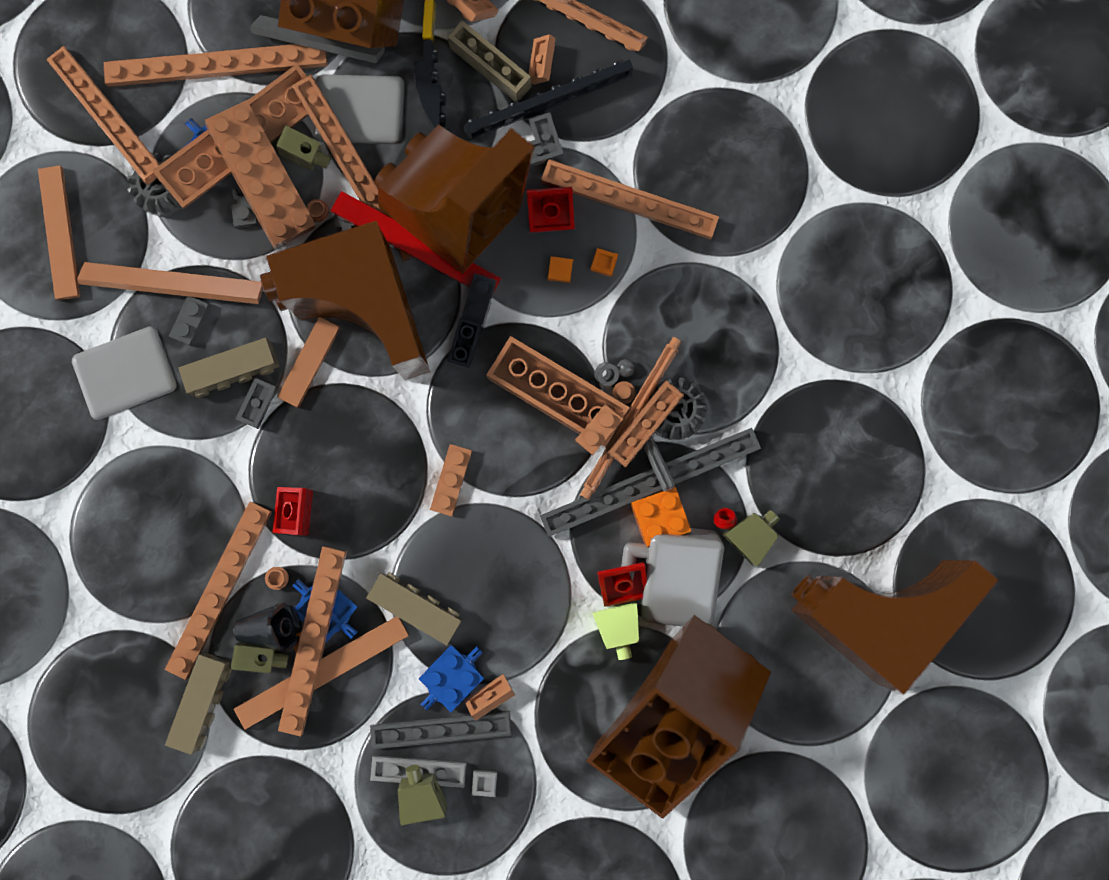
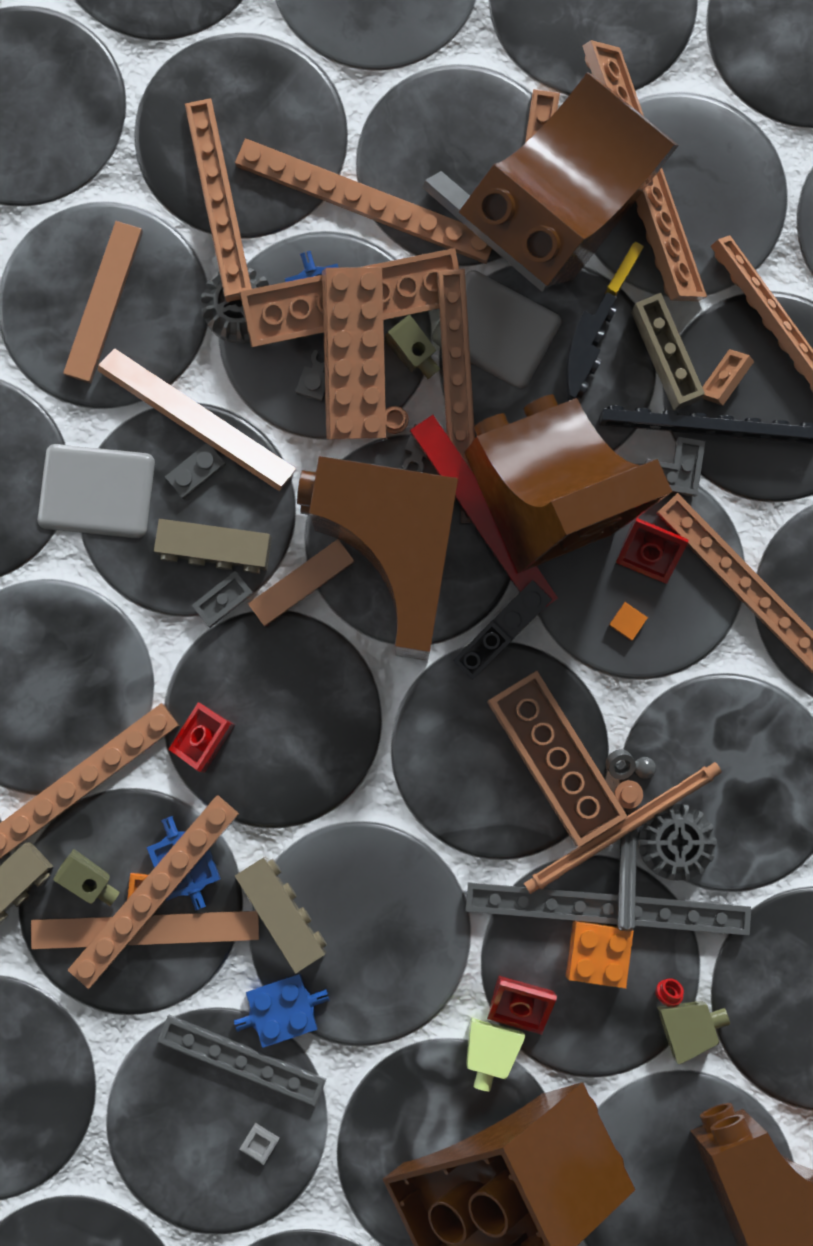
camera: 25 degrees right, 0 degrees up
(270, 628) = (114, 854): black cone -> none
(276, 578) = (148, 802): nougat plate -> none
(394, 769) = (194, 1092): light grey tile -> none
(420, 797) = (183, 1123): olive torso -> none
(451, 480) = (390, 792): nougat plate -> none
(489, 697) = (312, 1053): nougat plate -> none
(598, 429) = (581, 825): nougat plate -> none
(604, 262) = (680, 637): orange tile -> none
(645, 423) = (636, 843): nougat tile -> none
(680, 576) = (588, 1030): light grey piece -> none

